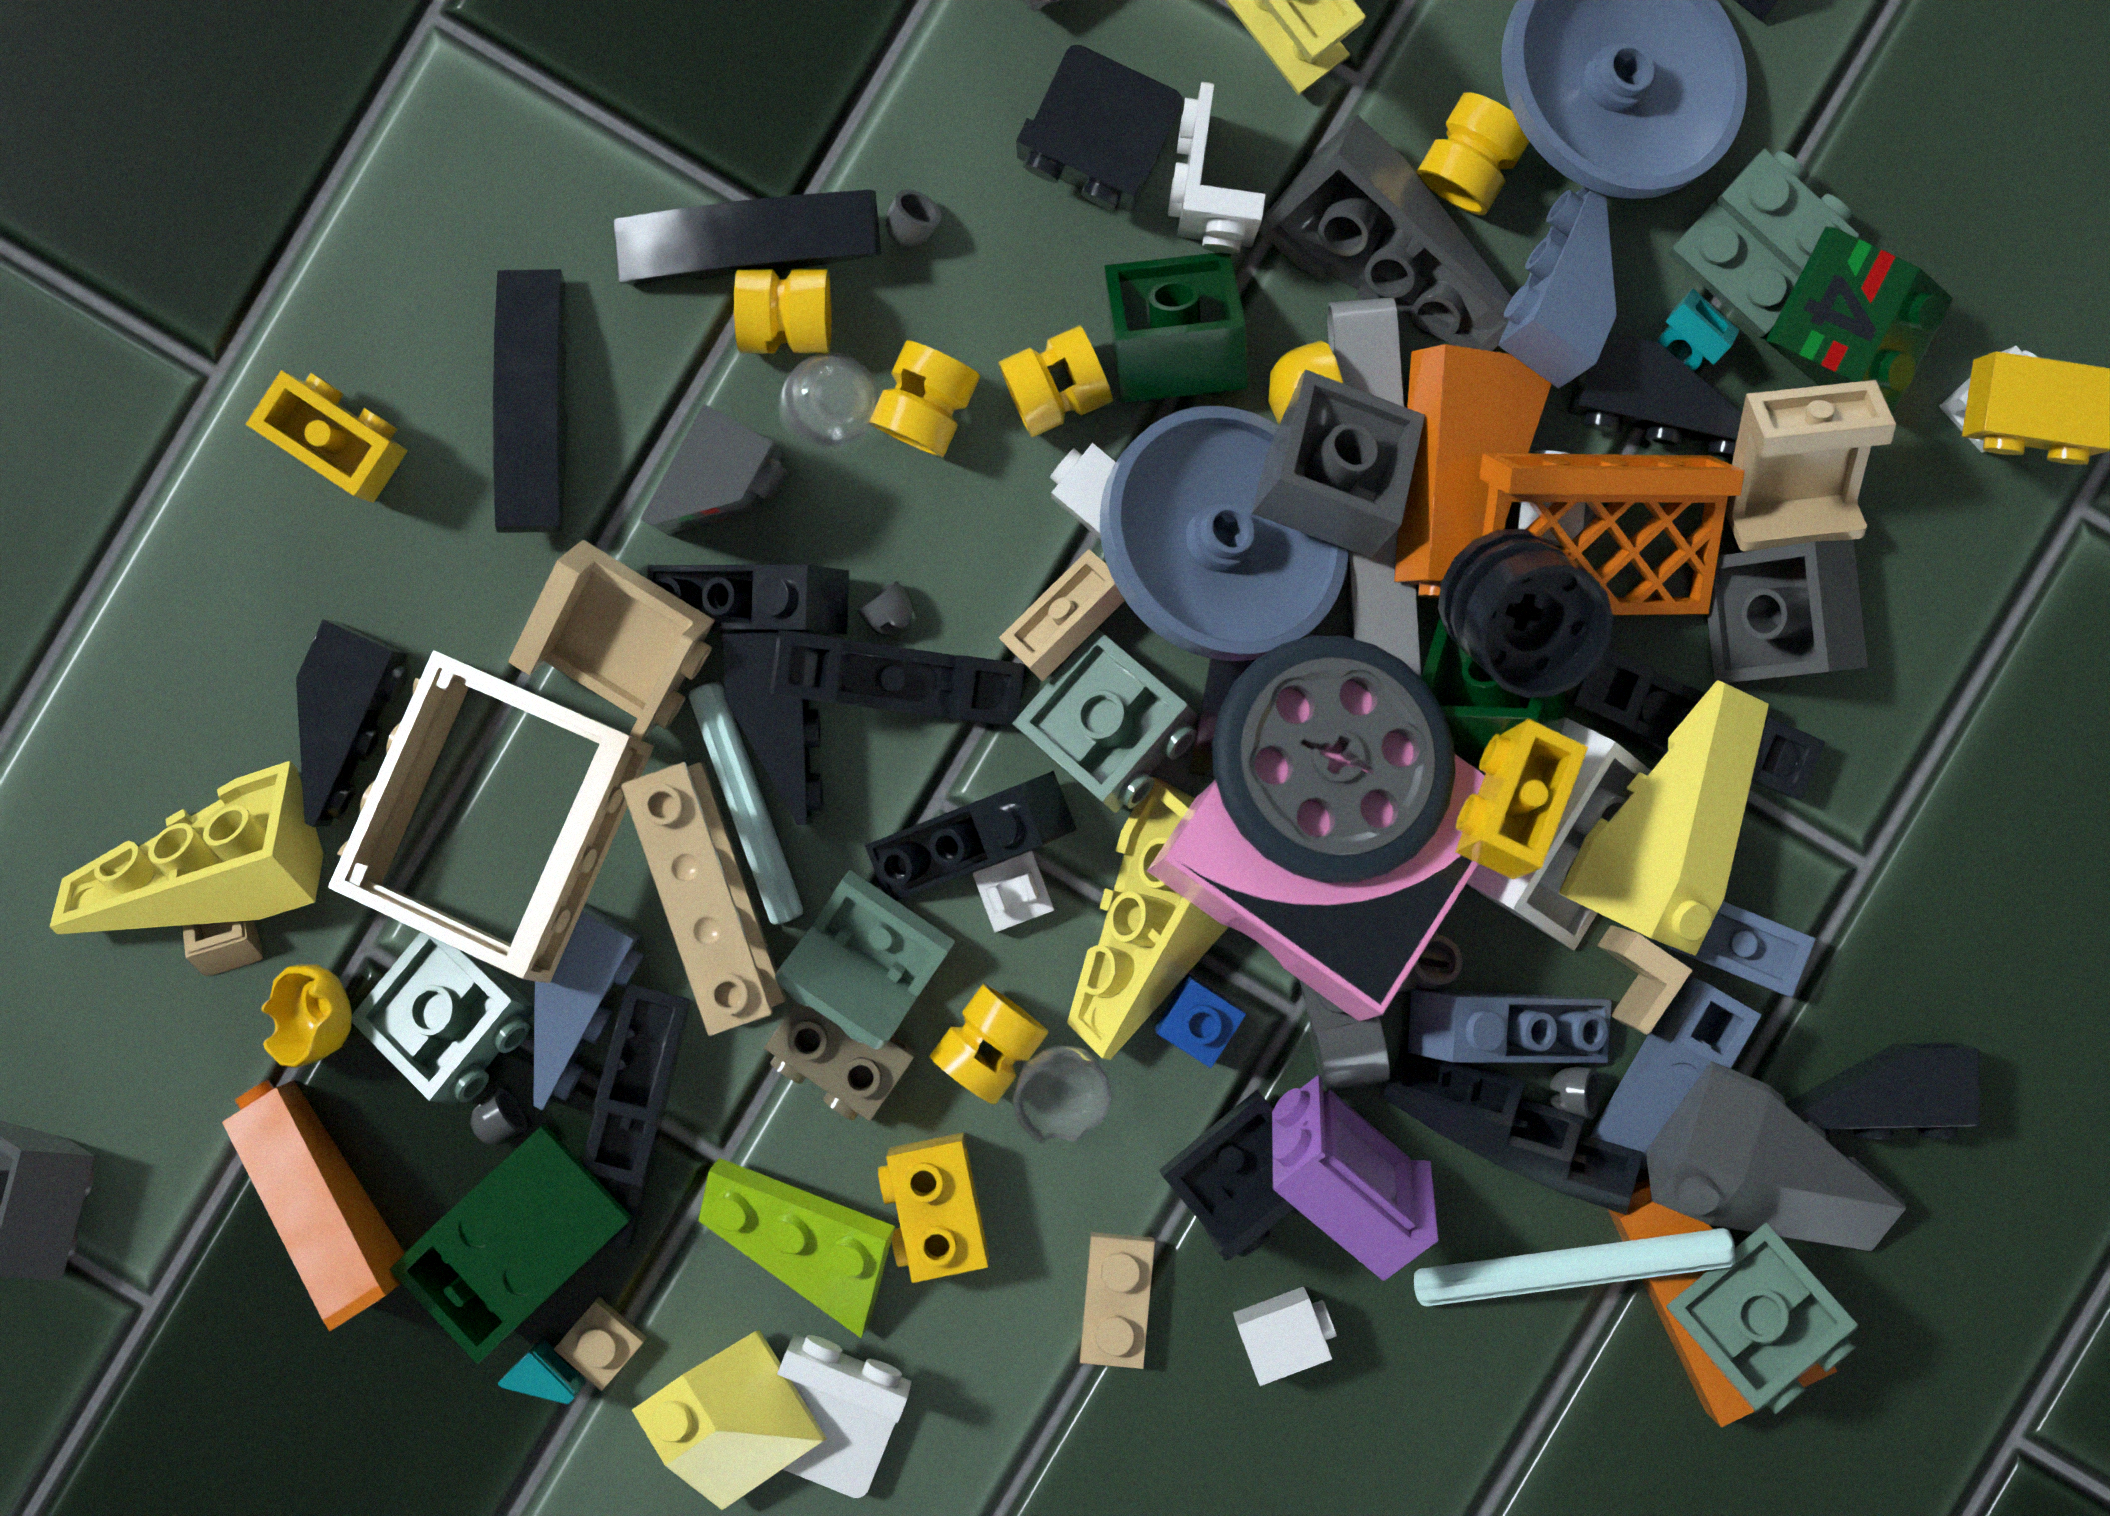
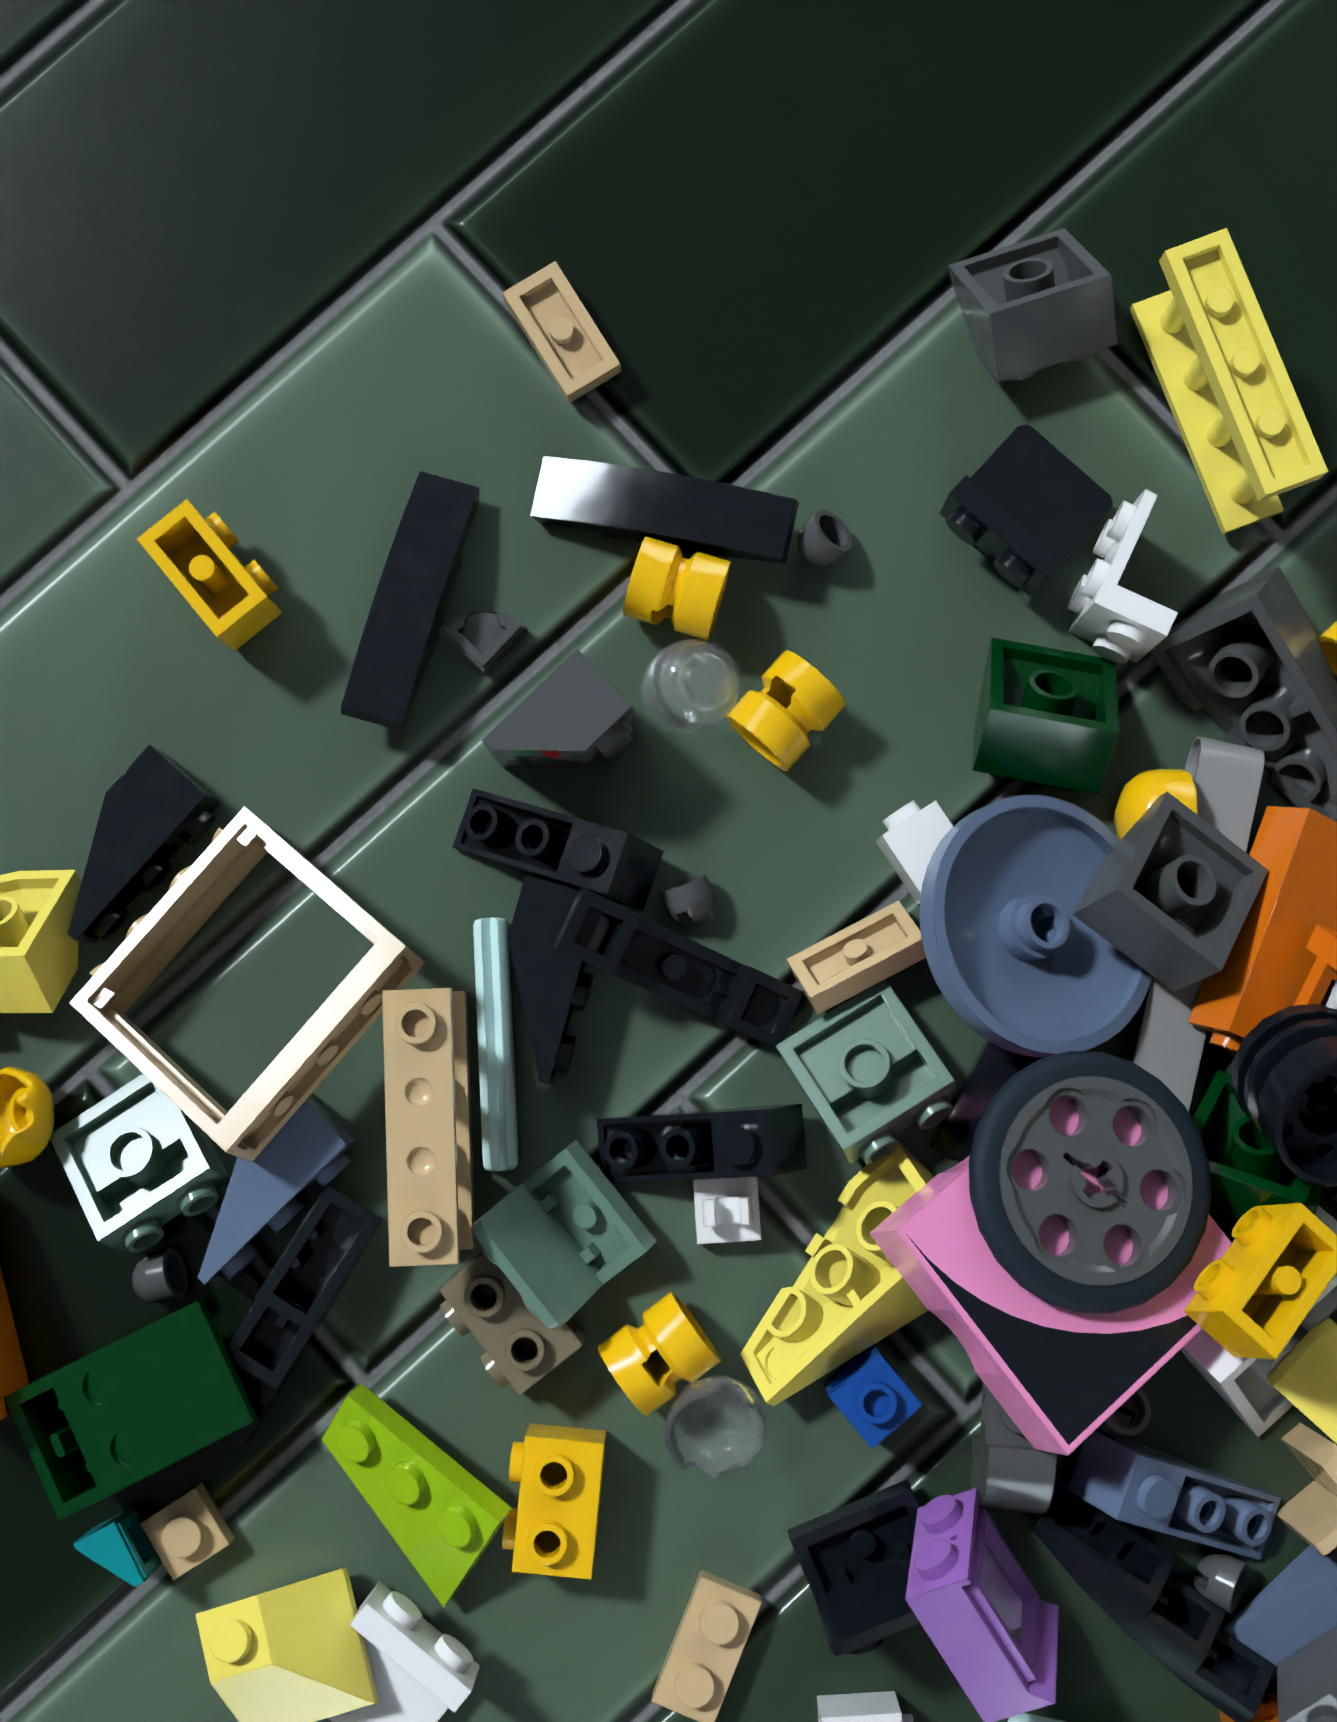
camera: 20 degrees right, 5 degrees down
(592, 89) = (562, 332): none -> tan plate
(611, 414) = (483, 637): none -> dark grey tile
(615, 636) = (422, 845): tan panel -> none
(1034, 389) = (893, 731): yellow wheel -> none

